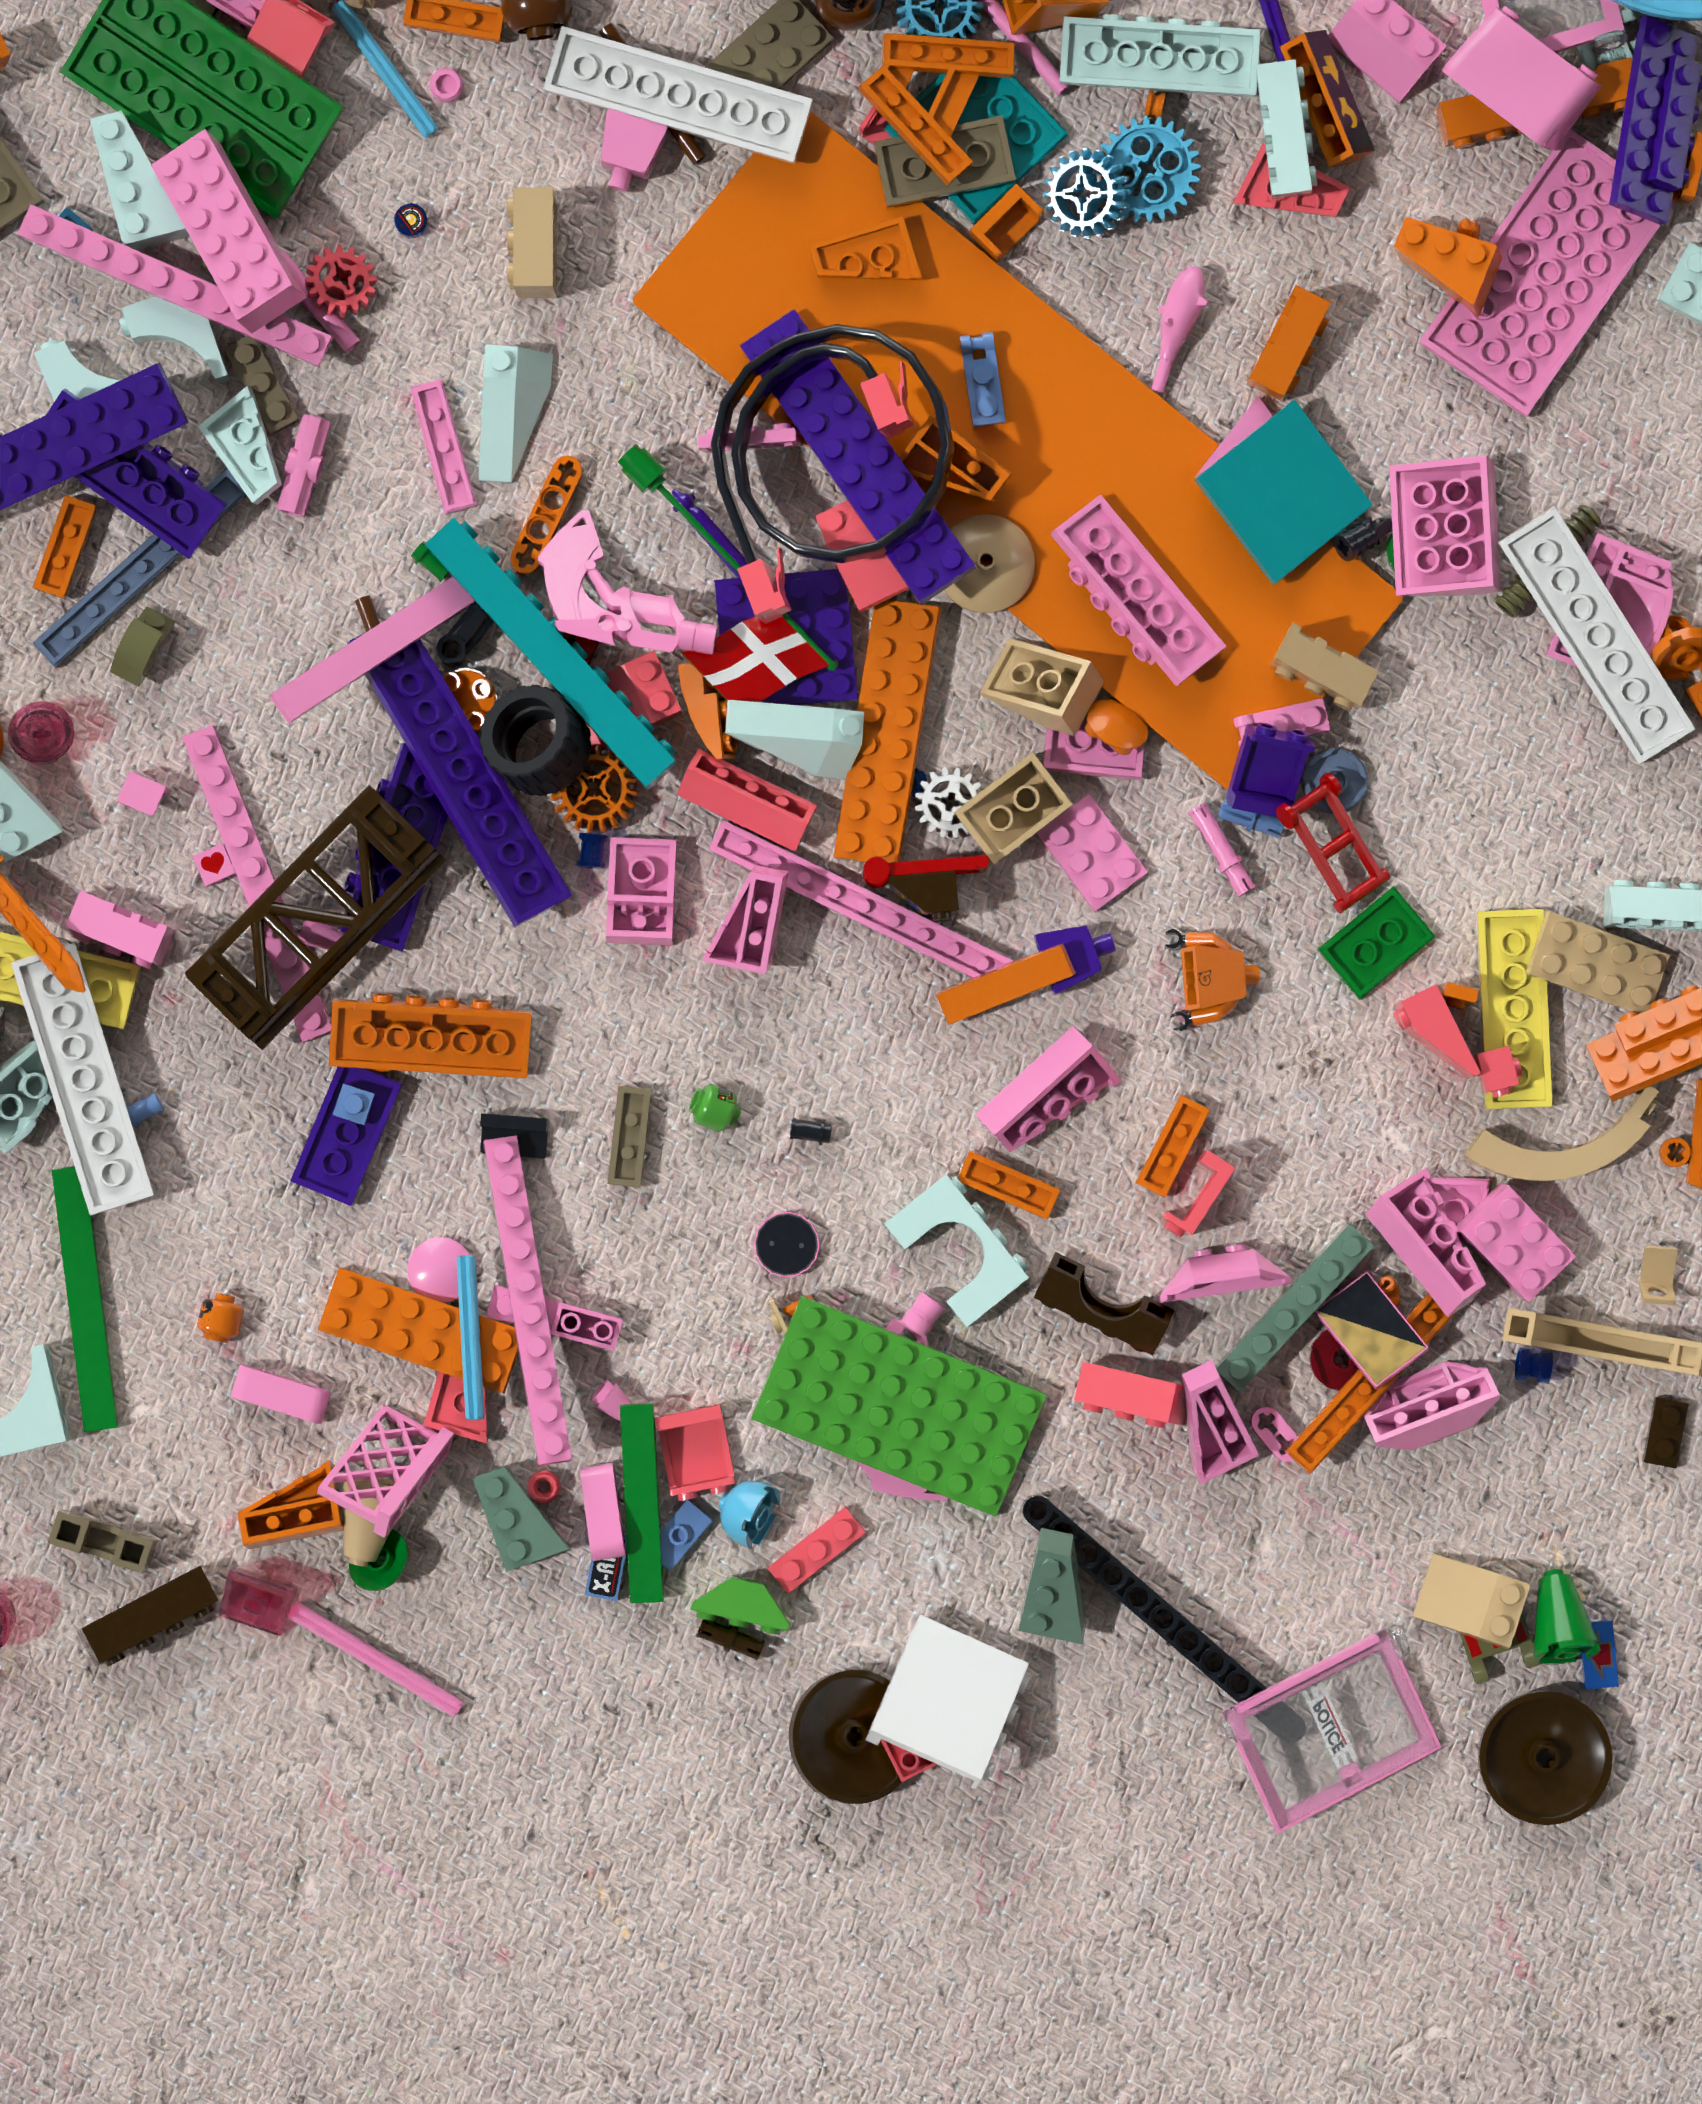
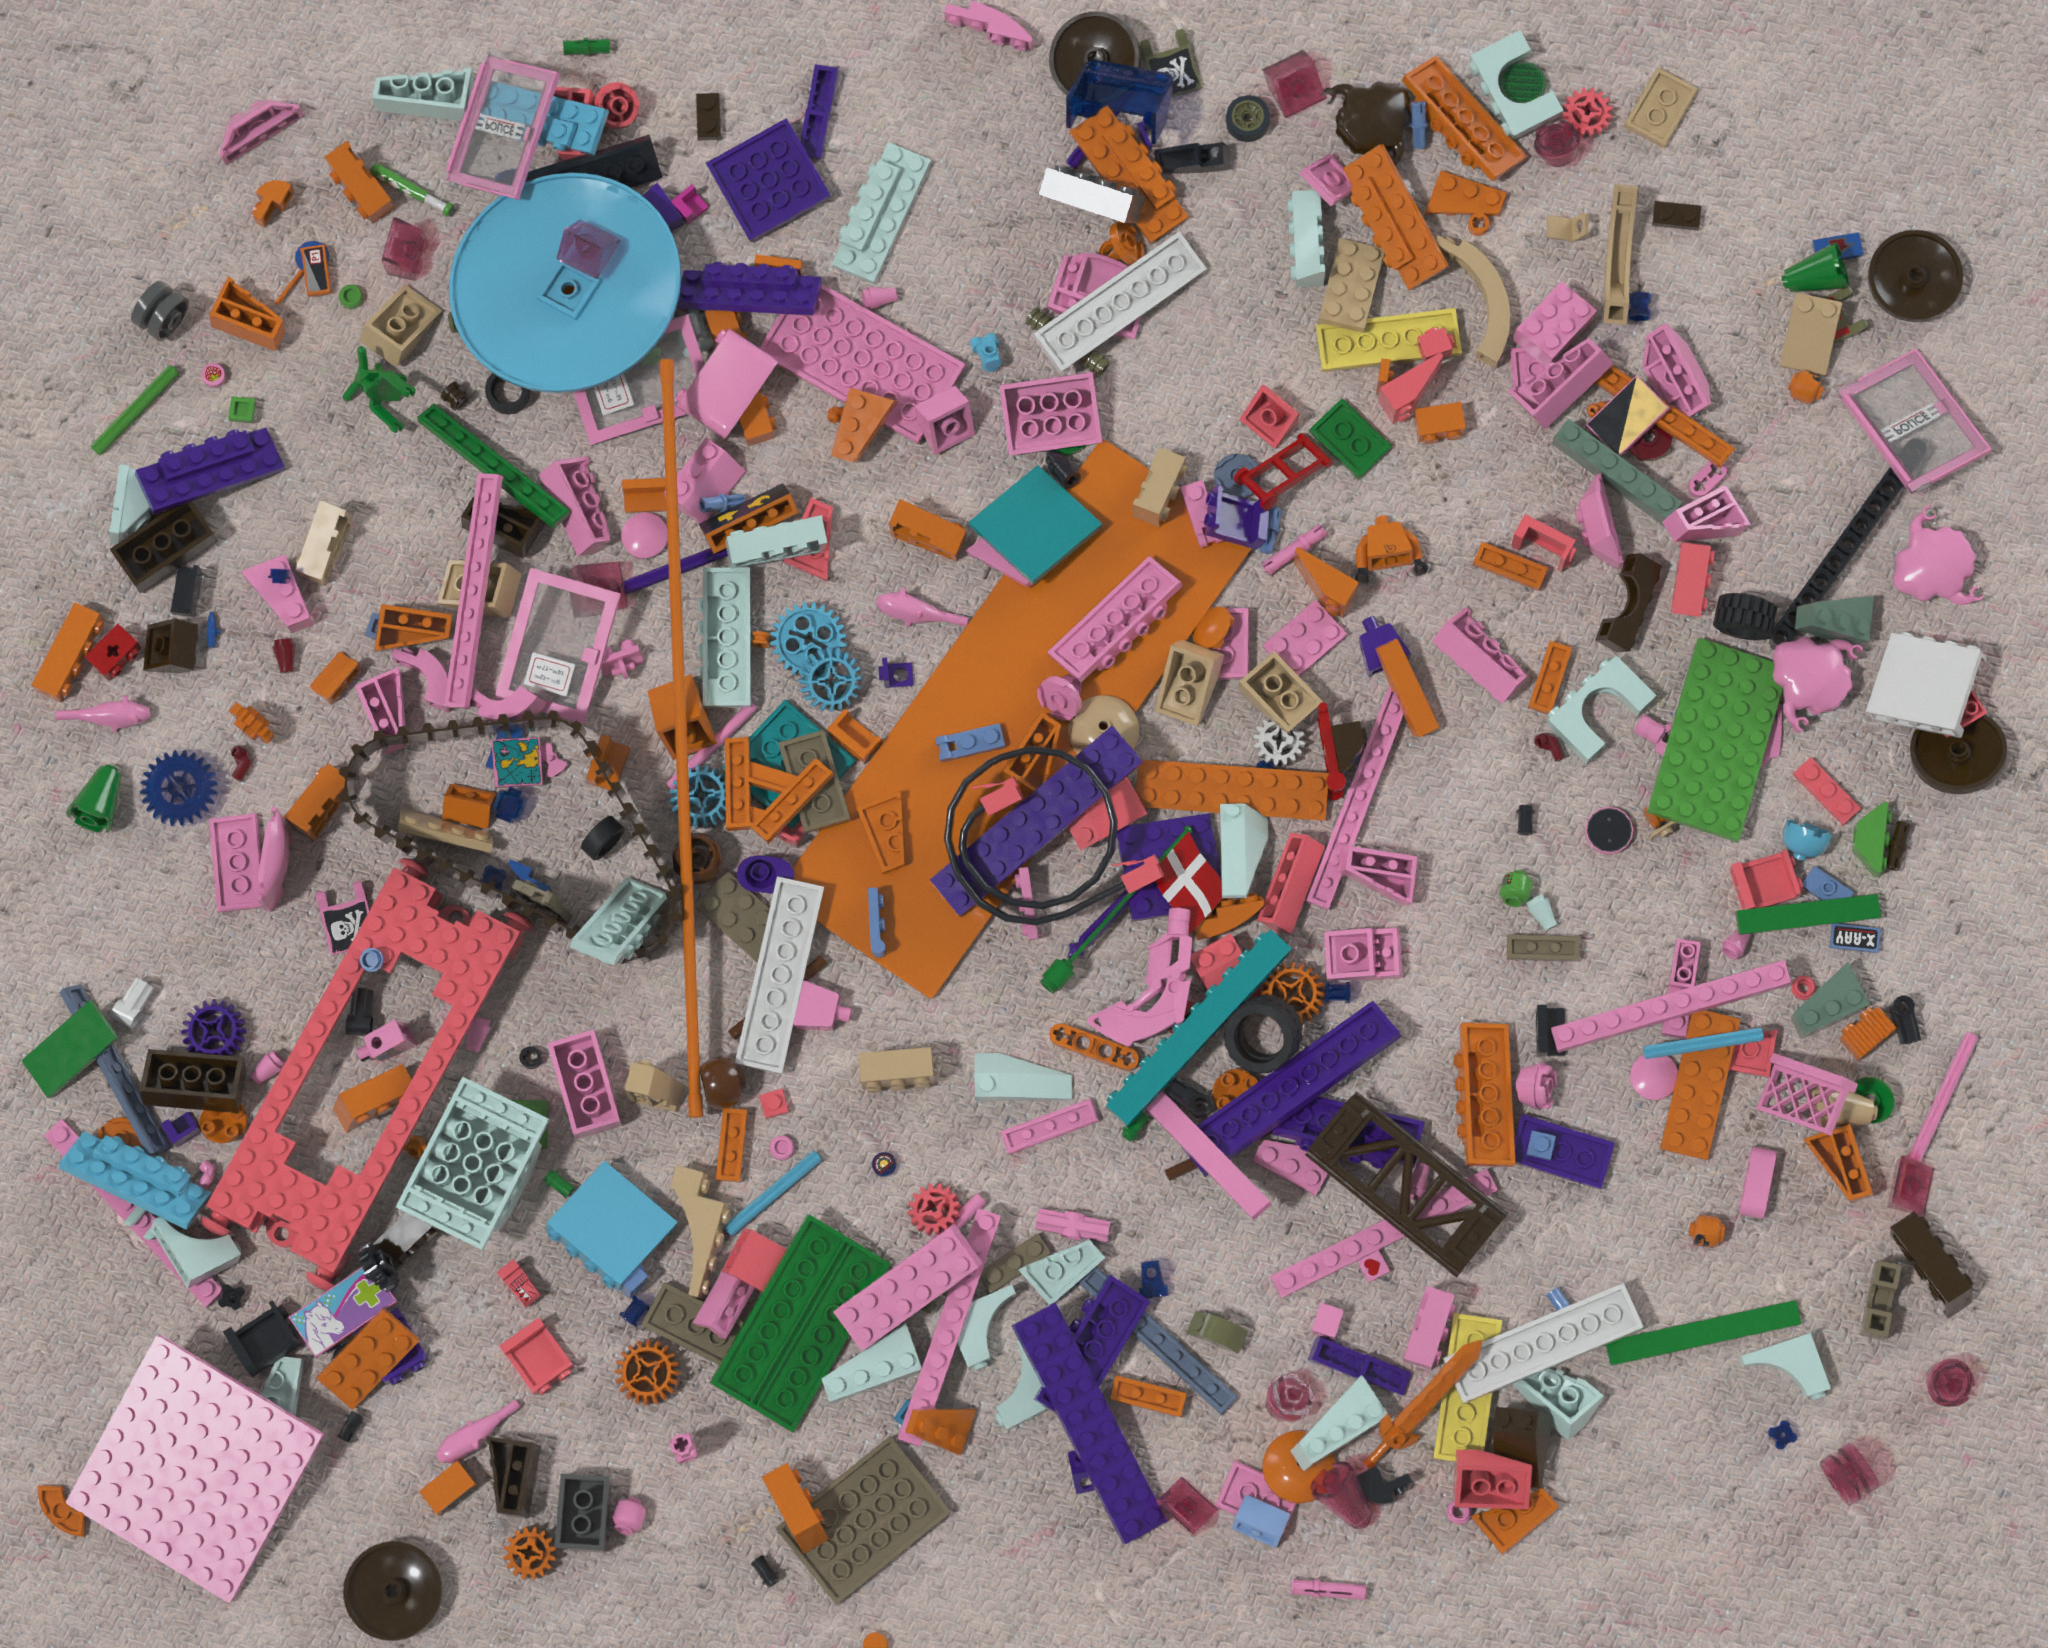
camera: 90 degrees left, 10 degrees down
(41, 266) = (942, 1427): none -> orange wing
(81, 833) = (1356, 1364): none -> dark purple slope
(214, 565) = (1152, 1286): none -> clear blue plate
(362, 765) = (1290, 1164): none -> bright pink wing
(436, 1106) = (1536, 1085): none -> bright pink cone
(472, 1566) = (1867, 1033): none -> orange brick
(482, 1620) = (1906, 1023): none -> black piece
(507, 79) = (774, 1103): none -> coral plate
(602, 1512) = (1817, 942): bright pink beam -> none
(680, 1140) = (1541, 910): none -> light aqua cone
(737, 230) = (877, 924): none -> medium blue plate
(823, 80) = (760, 873): none -> dark purple piece
(916, 1176) = (1551, 744): none -> dark red arm
(976, 1546) = (1812, 676): none -> bright pink piece
(1033, 507) = (1061, 696): none -> bright pink tile
(1067, 1461) = (1745, 616): none -> black tyre
(1090, 274) = (887, 672): none -> dark purple bracket
(1123, 1735) = (1935, 563): none -> bright pink piece
(1159, 891) = (1329, 585): none -> orange slope
(1353, 62) = (720, 502): none -> medium blue axle
(1386, 1068) = (1439, 422): none -> orange brick
(1396, 1585) = (1805, 387): none -> orange head
(1413, 831) = (1270, 417): none -> coral slope
(1446, 379) = (945, 419): none -> bright pink slope
(1544, 448) = (988, 351): none -> medium azure plate
(1636, 303) = (877, 296): none -> bright pink cone

